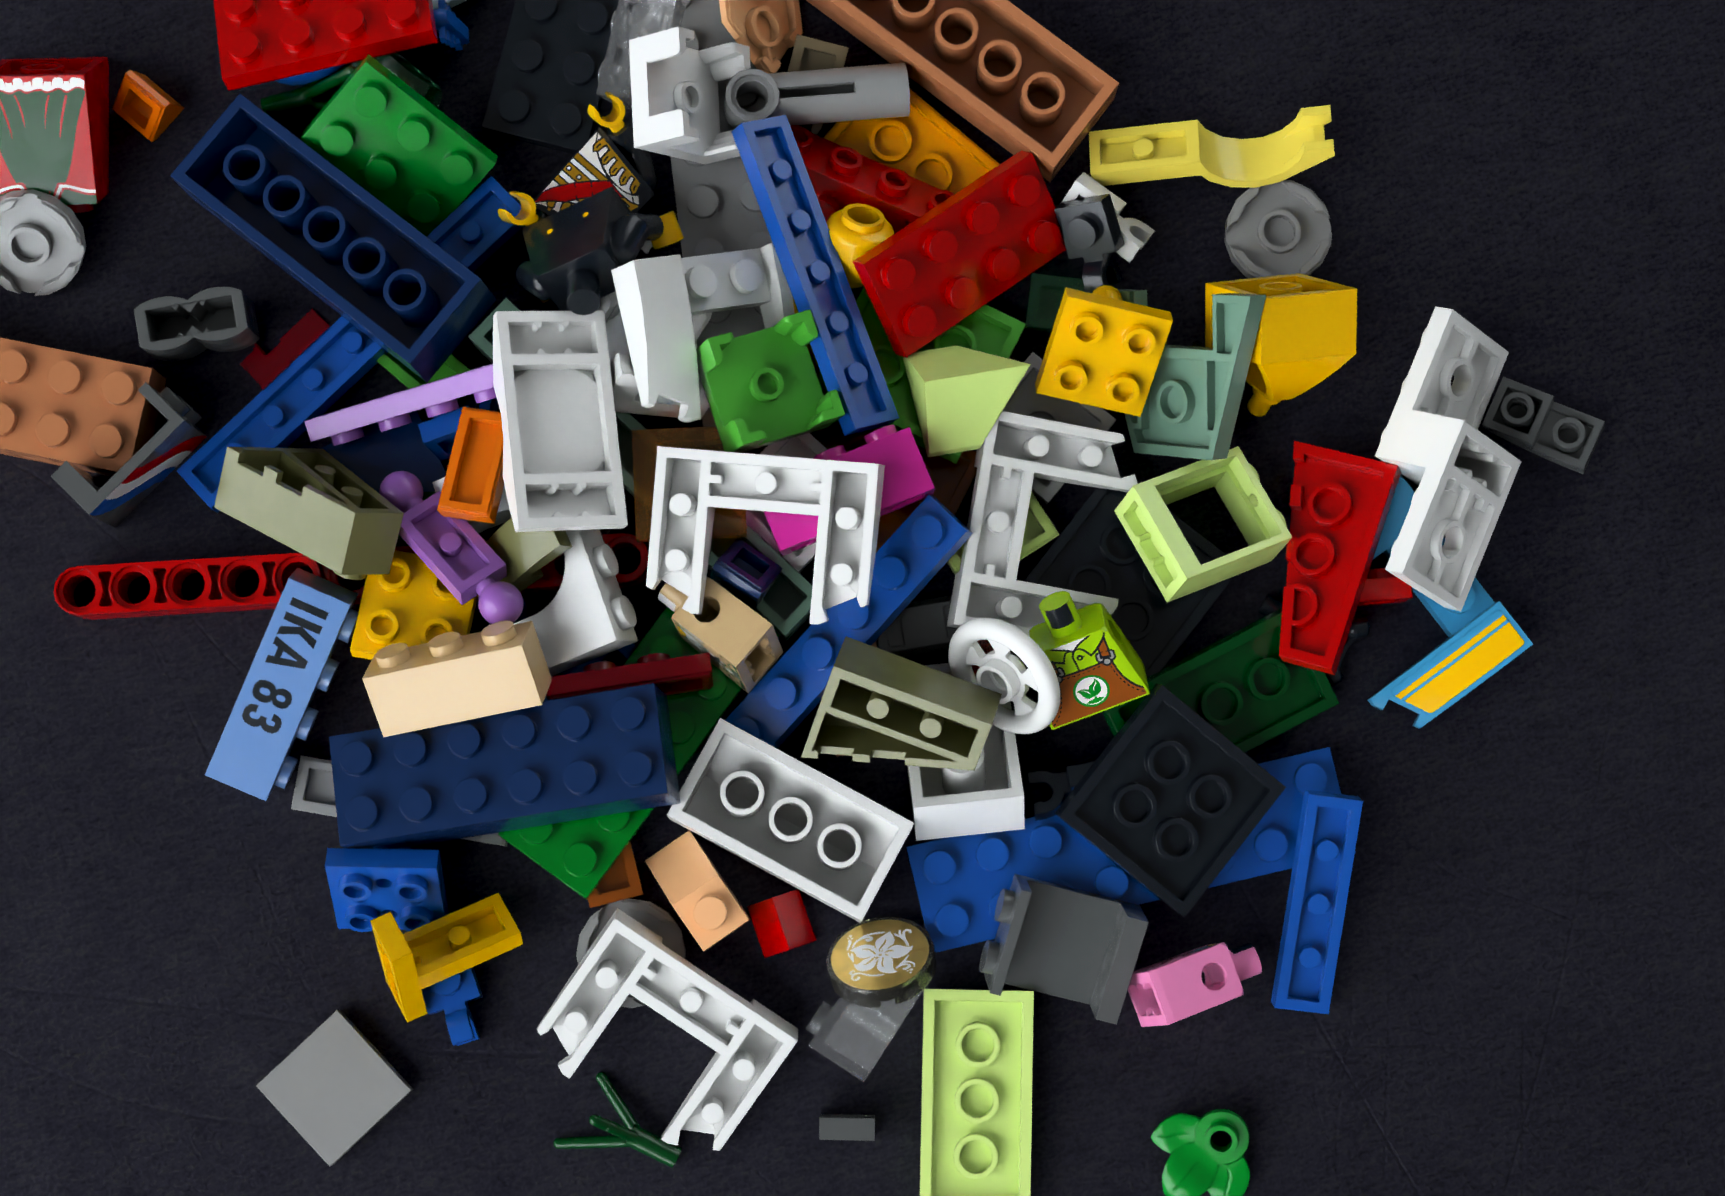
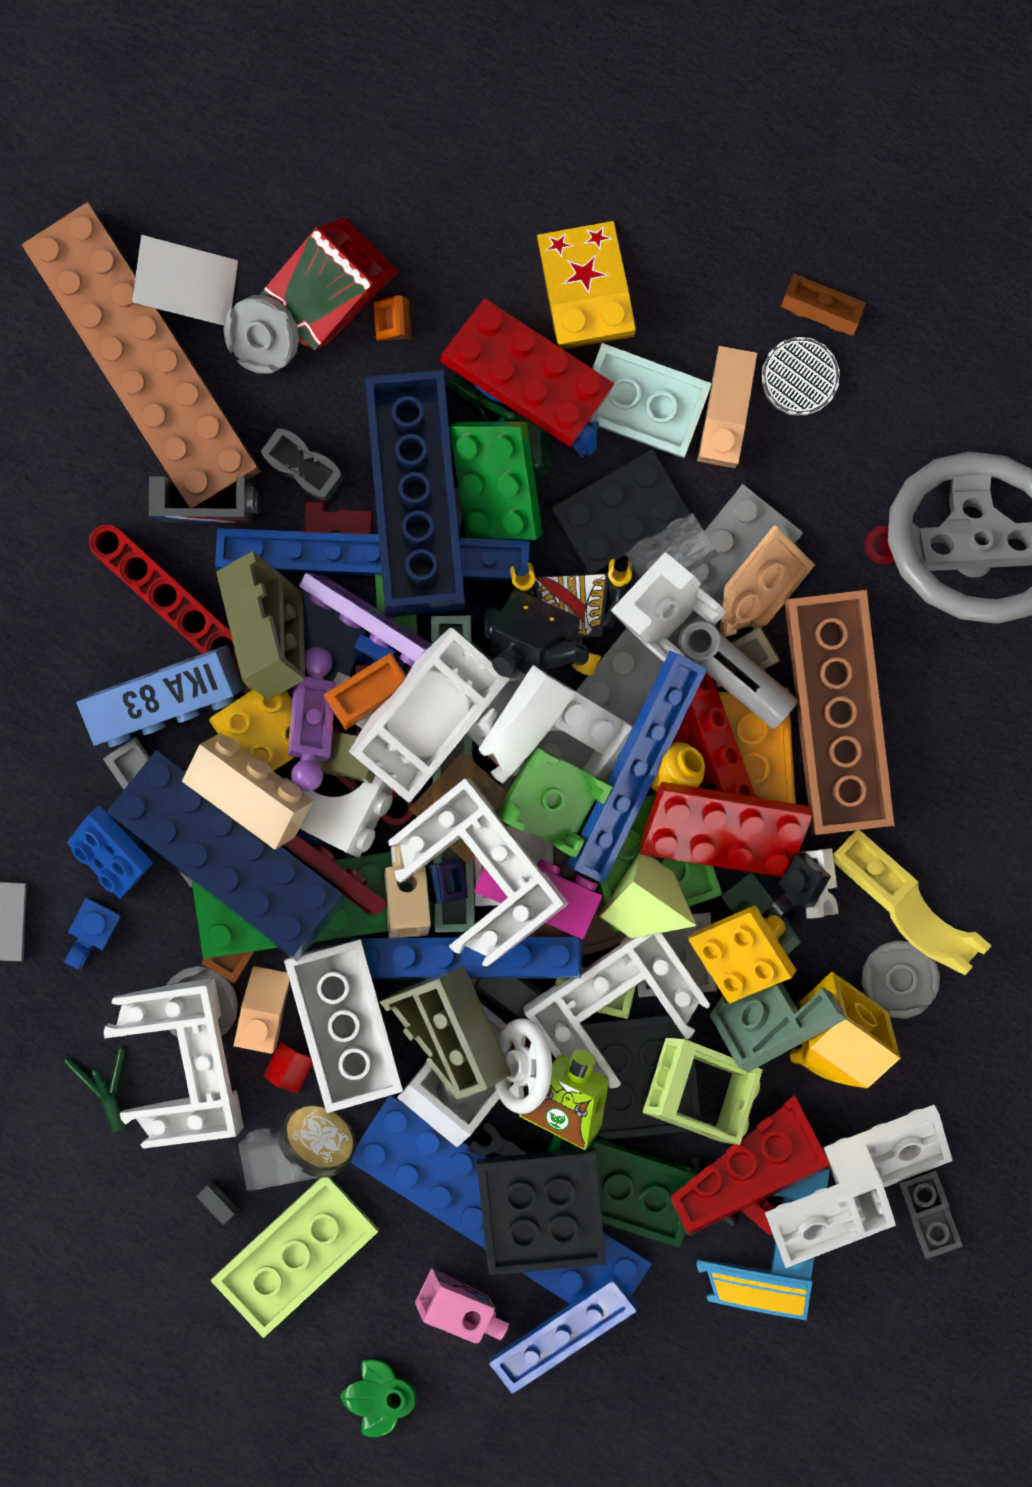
camera: 40 degrees right, 5 degrees up
(441, 948) = (107, 909): yellow bracket -> none
(1064, 944) = (417, 1226): dark grey panel -> none

